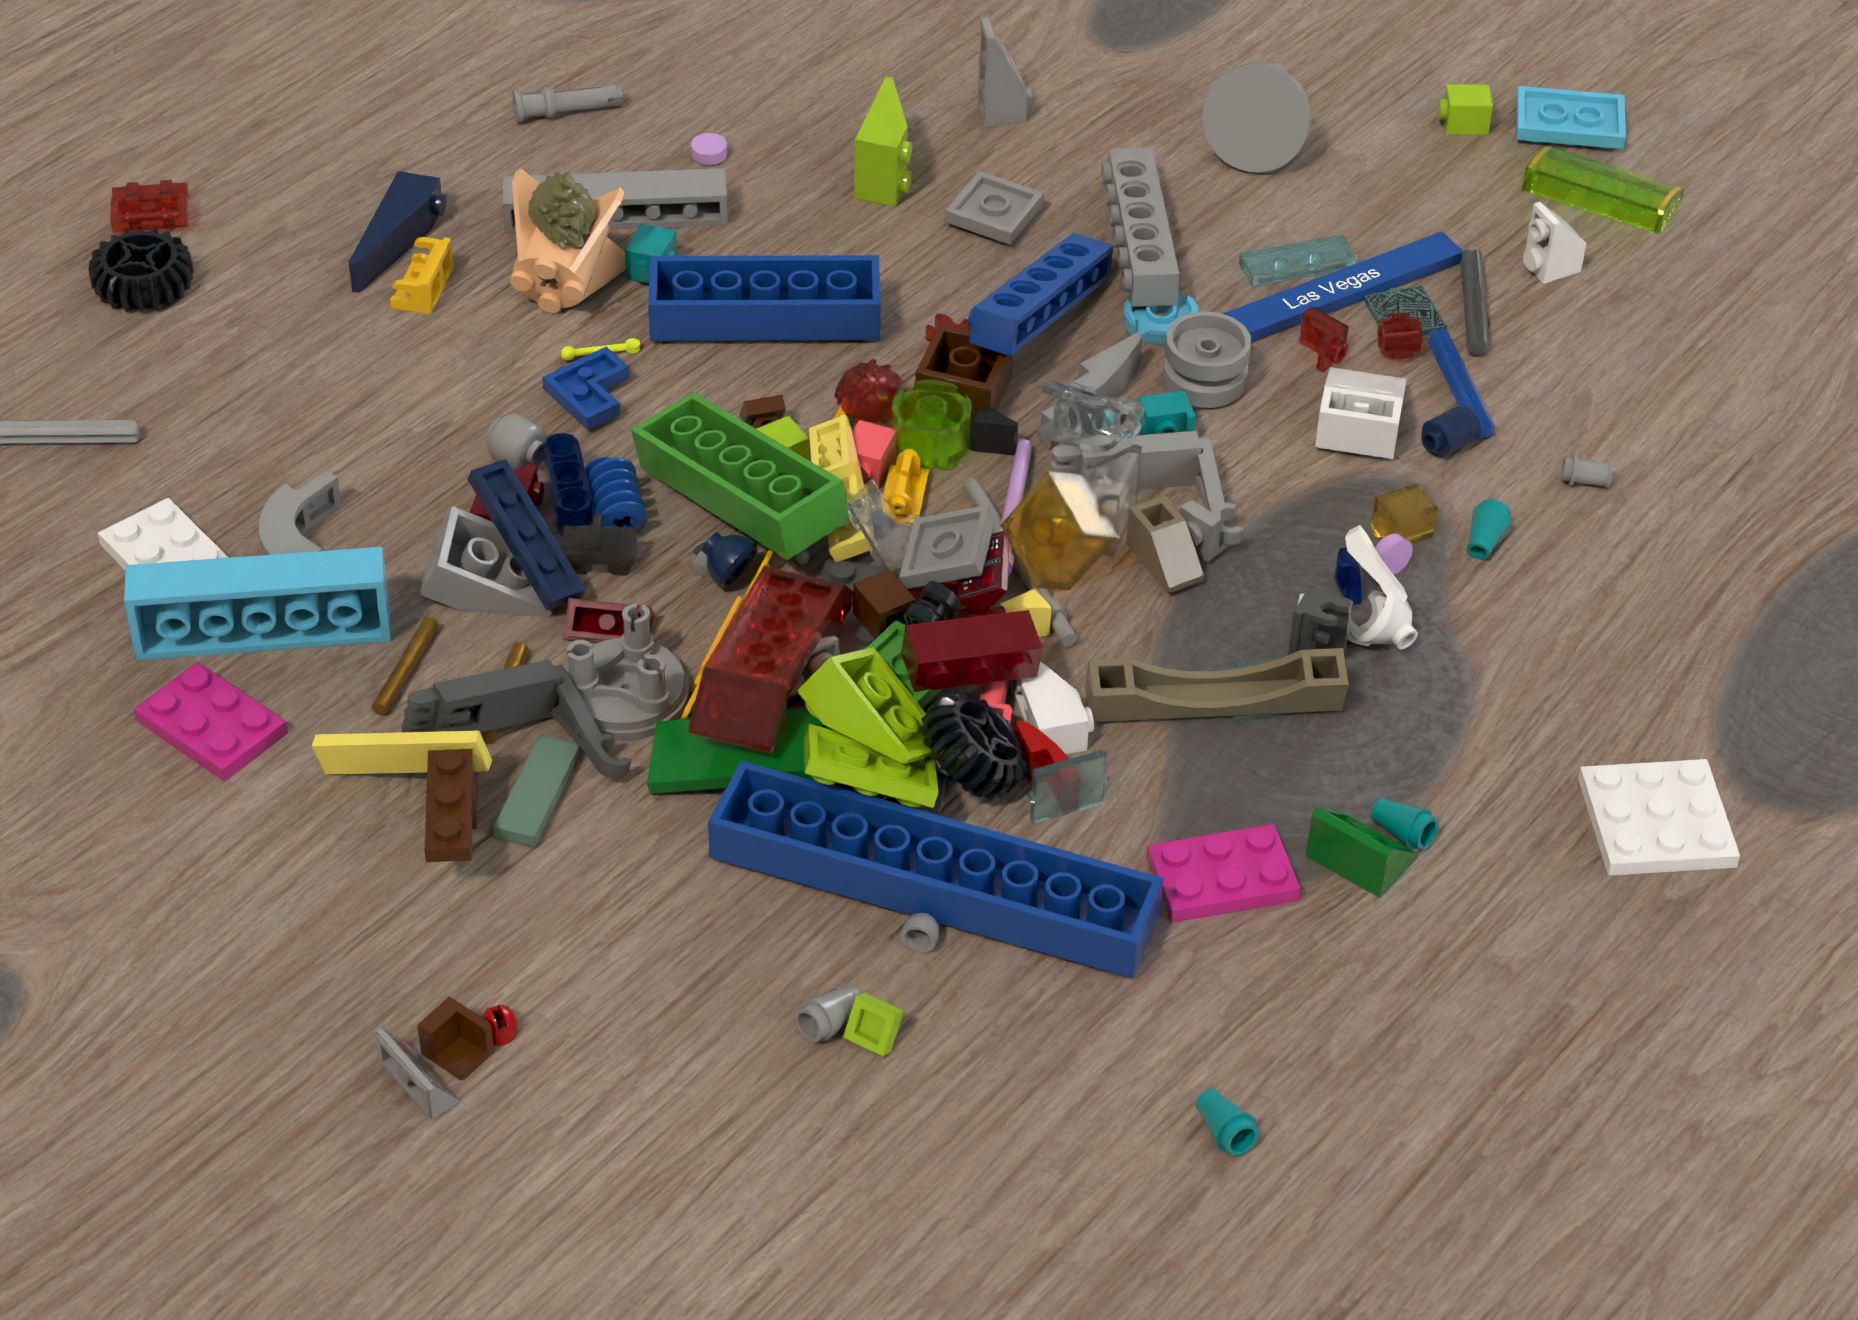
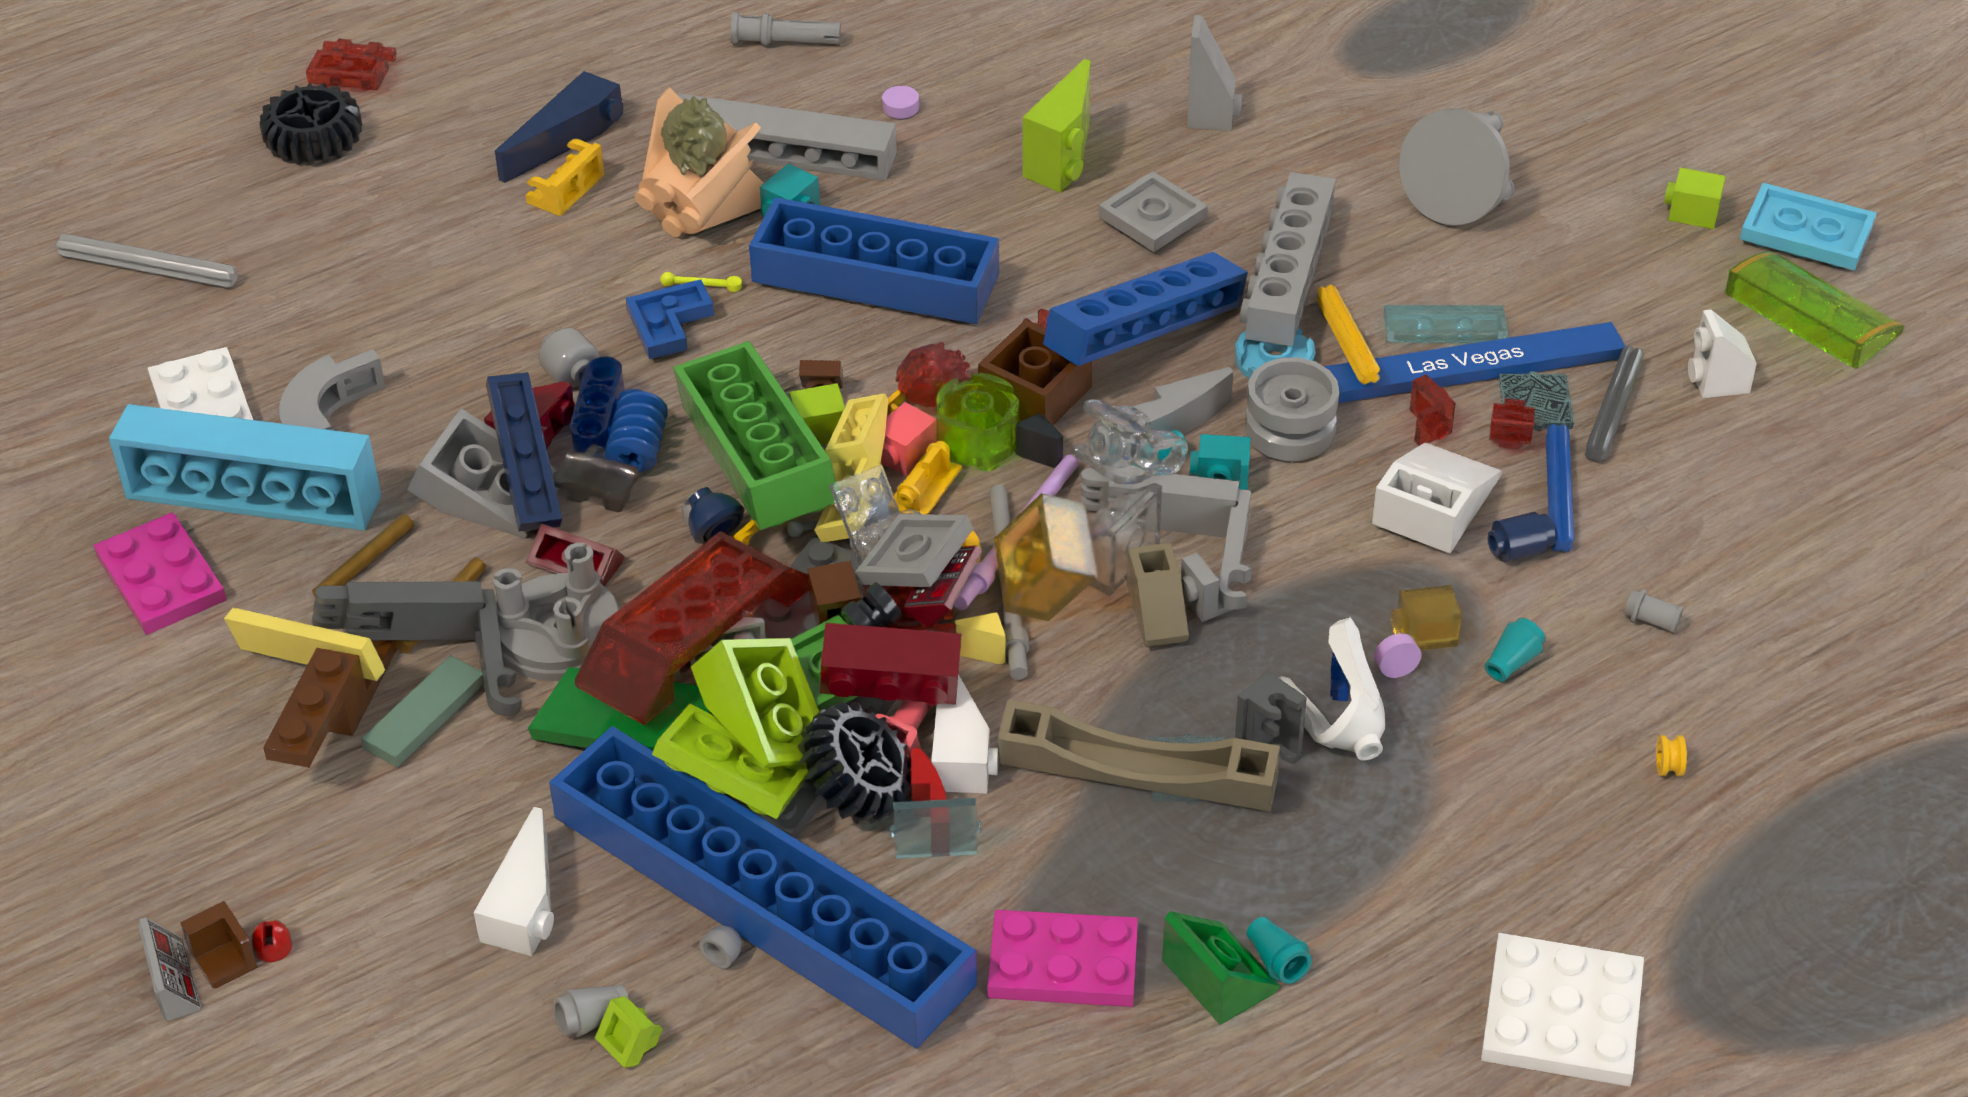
camera: 20 degrees right, 0 degrees up
(719, 928) = (517, 902): none -> white slope
(1222, 285) = (1348, 334): none -> yellow axle
(1655, 589) = (1671, 755): none -> yellow bush

